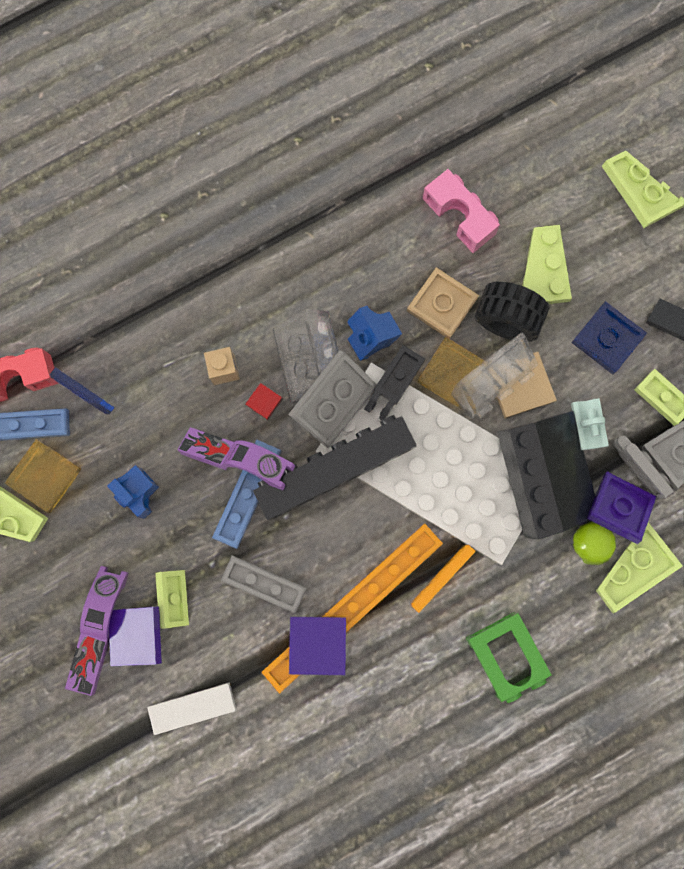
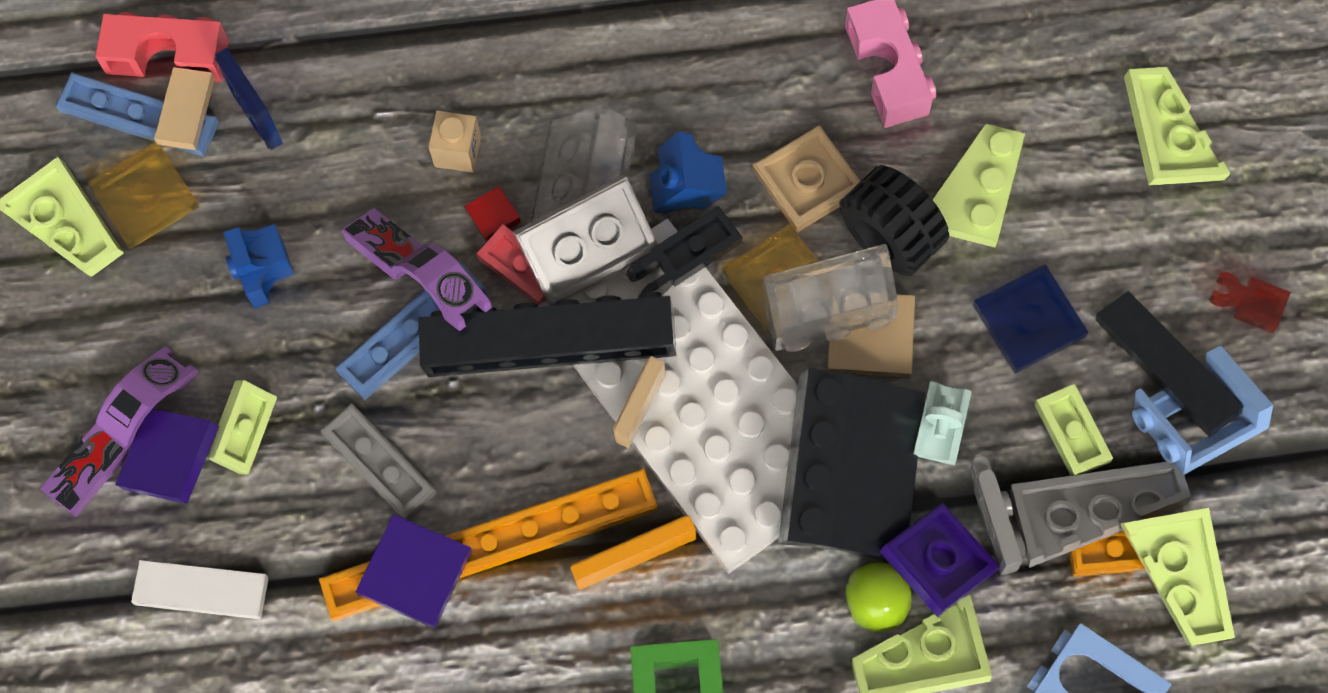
camera: 20 degrees right, 10 degrees down
(44, 412) = (184, 108): none -> tan tile
(286, 427) = (507, 260): none -> coral plate
(408, 486) = (639, 401): none -> tan tile

